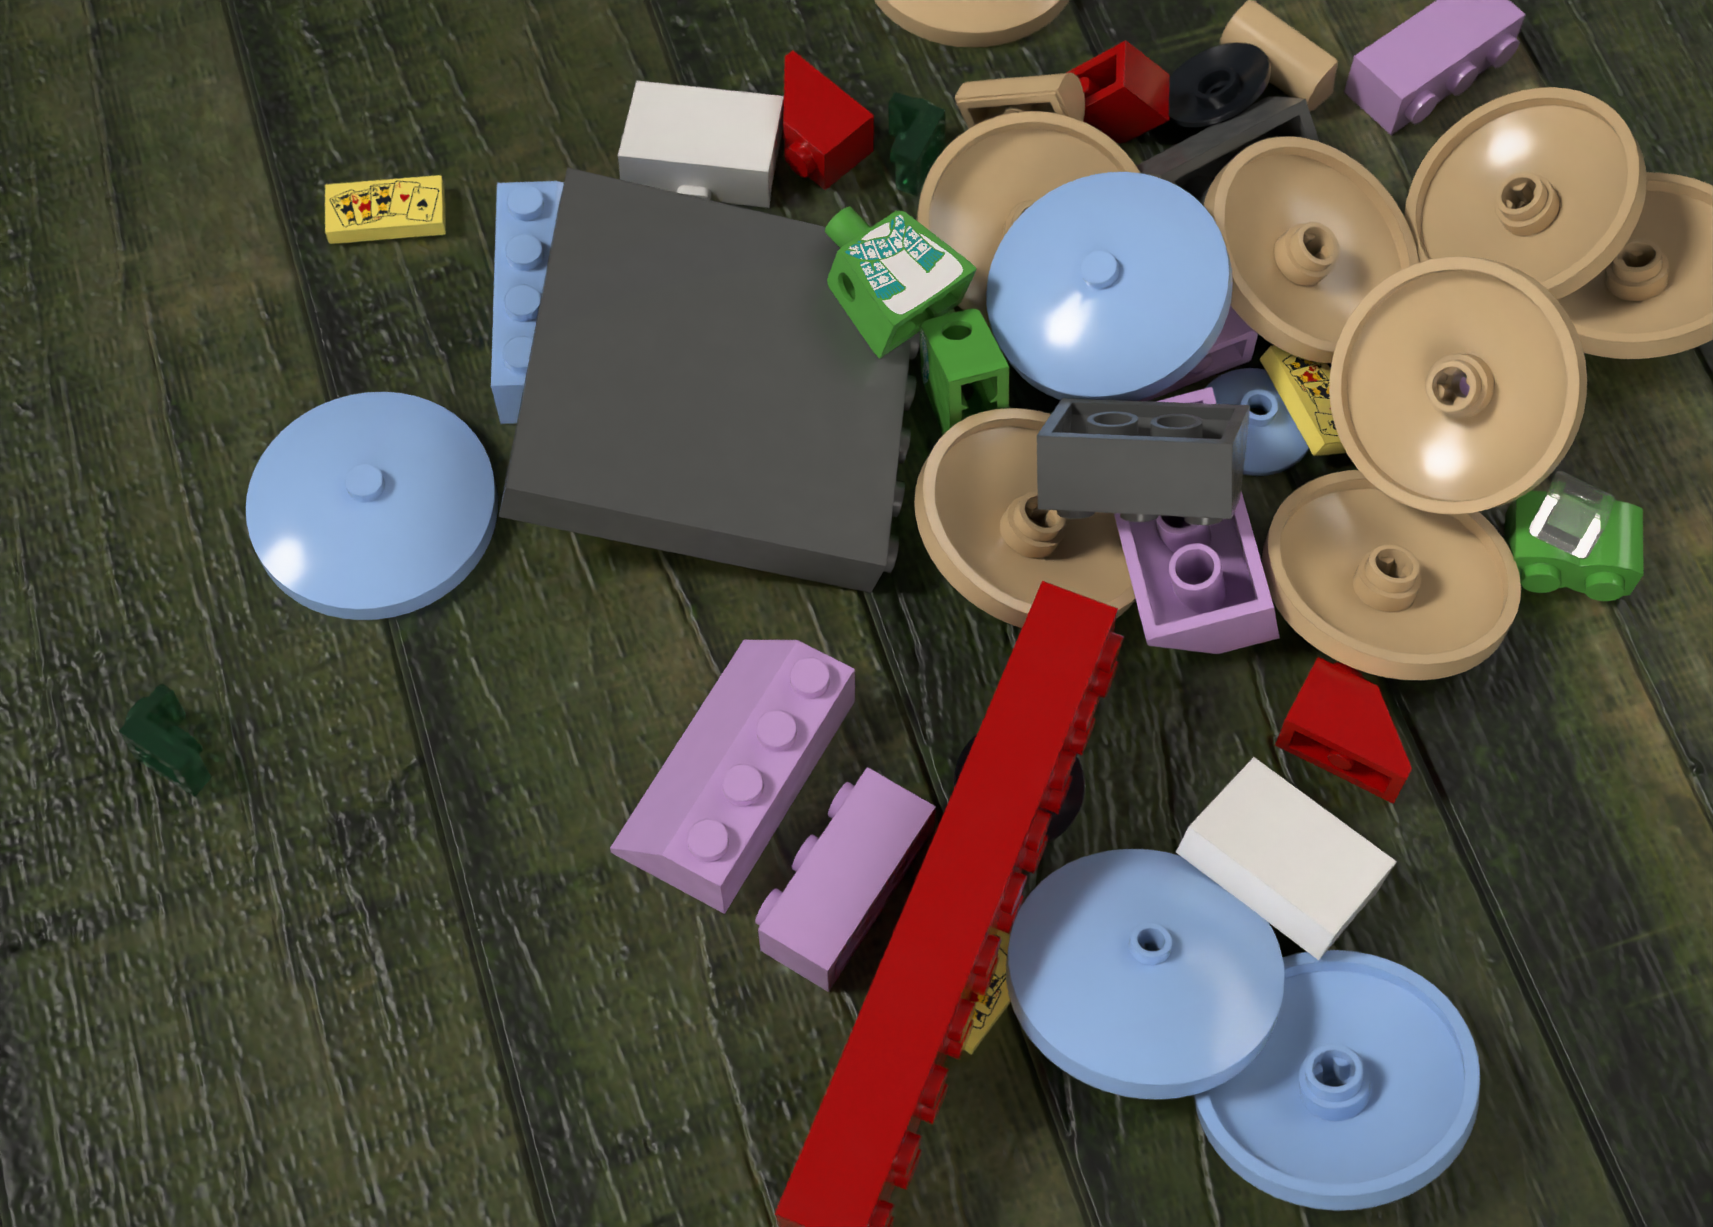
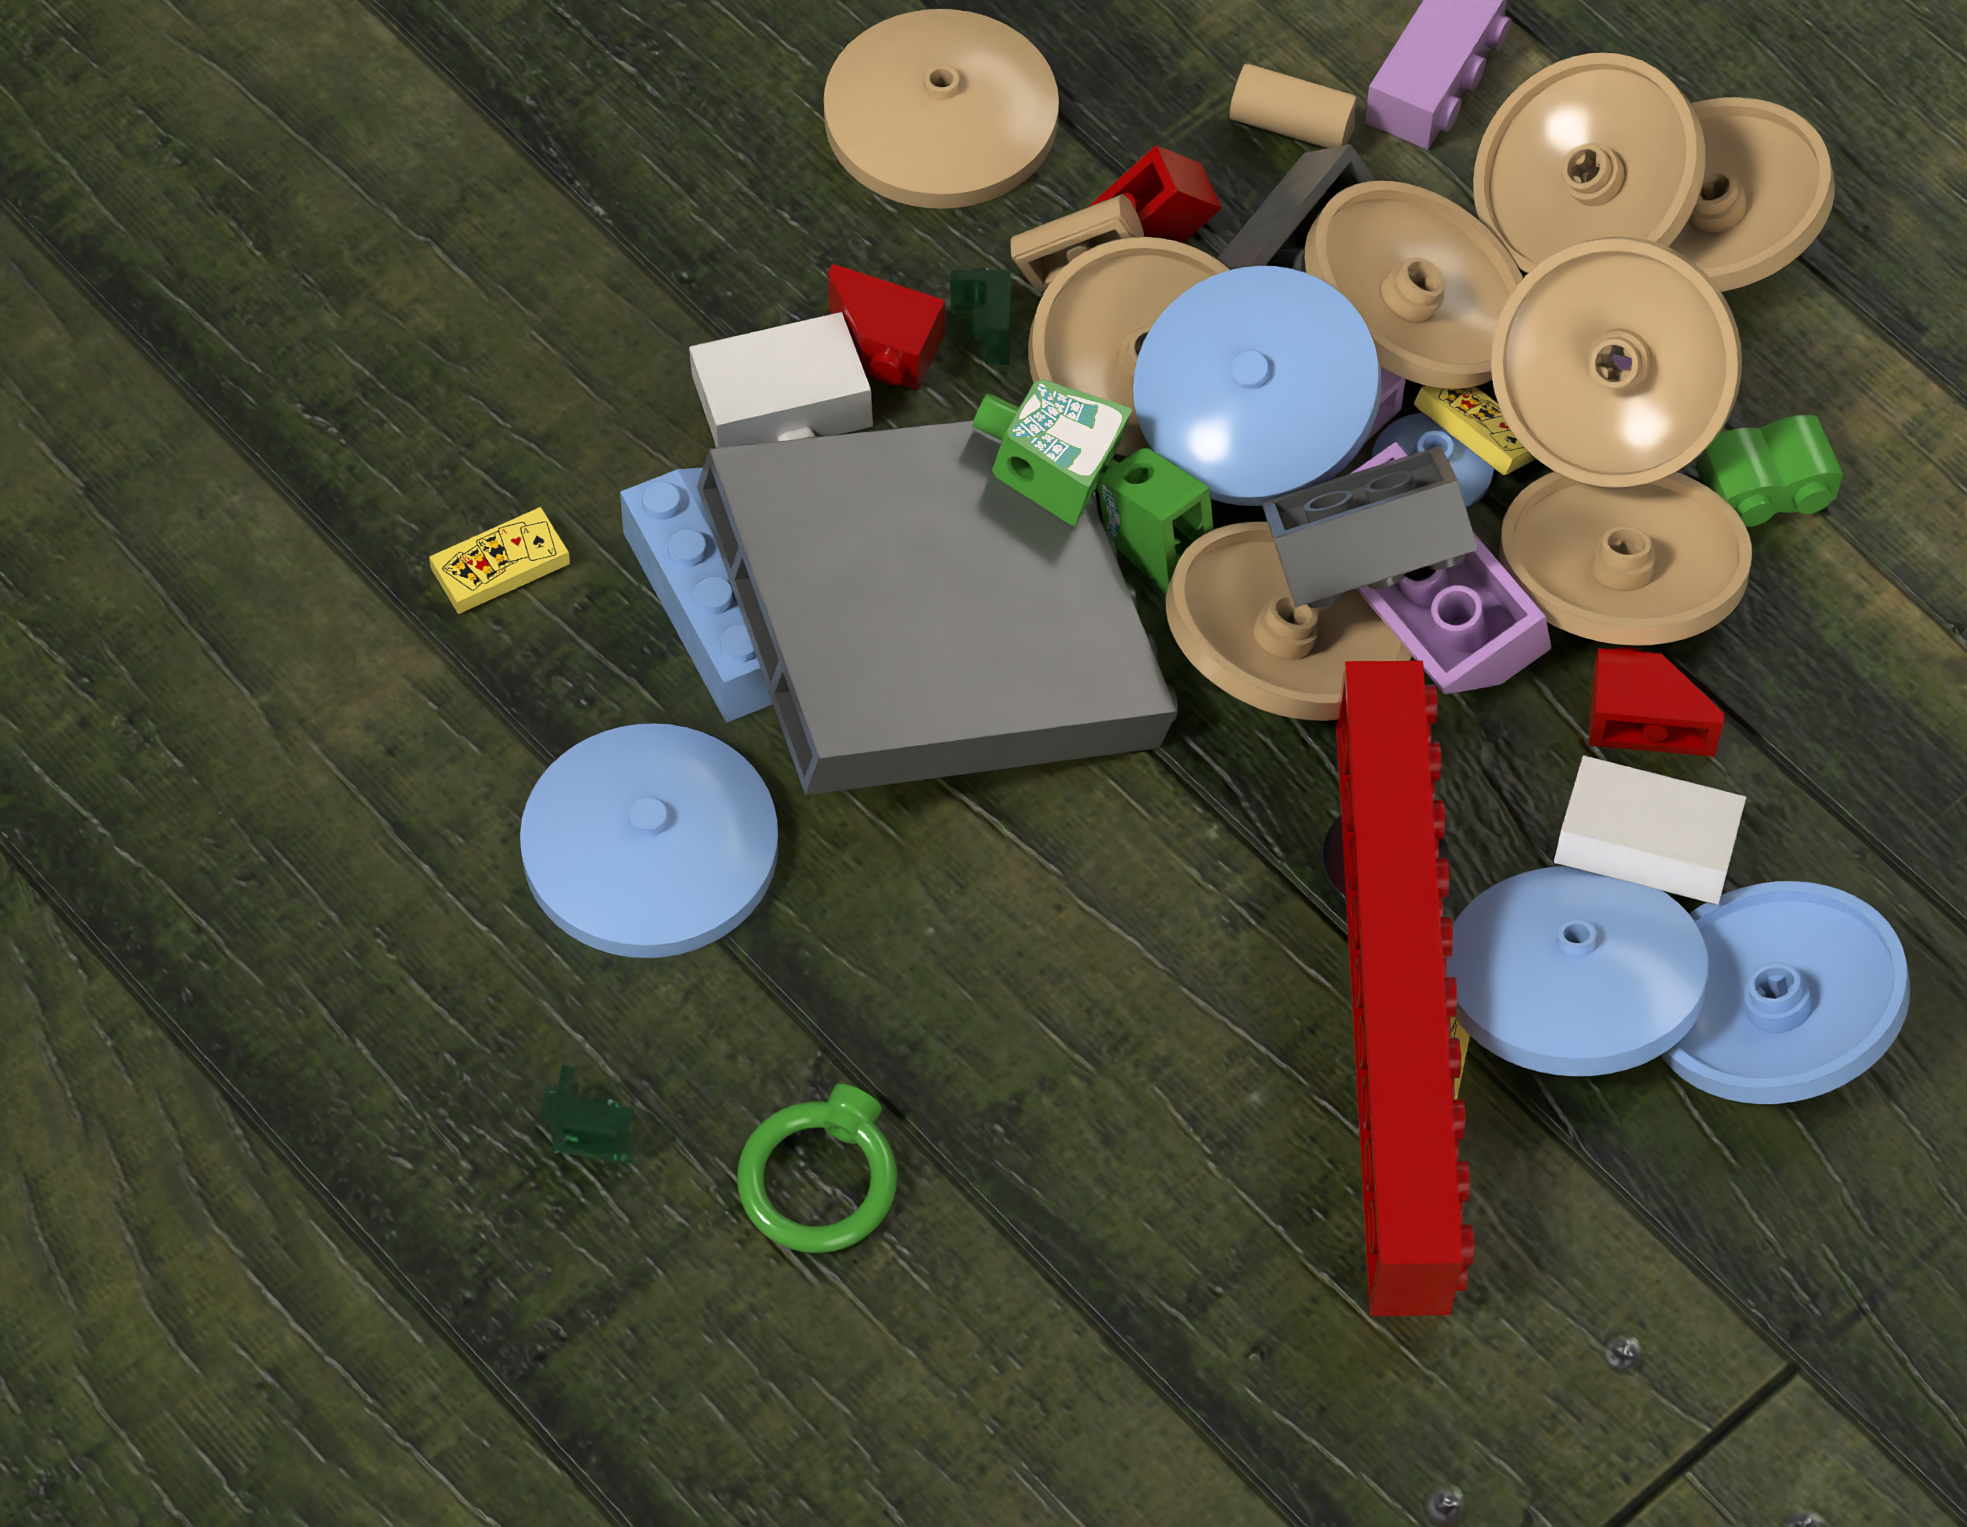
camera: 25 degrees left, 5 degrees down
(397, 835) = (846, 1116): none -> bright green piece
(738, 768) = (1124, 940): lavender slope -> none
(844, 877) = (1273, 996): lavender brick -> none
(1217, 84) = (1251, 156): black dish -> none
(1572, 515) = (1761, 443): clear slope -> none

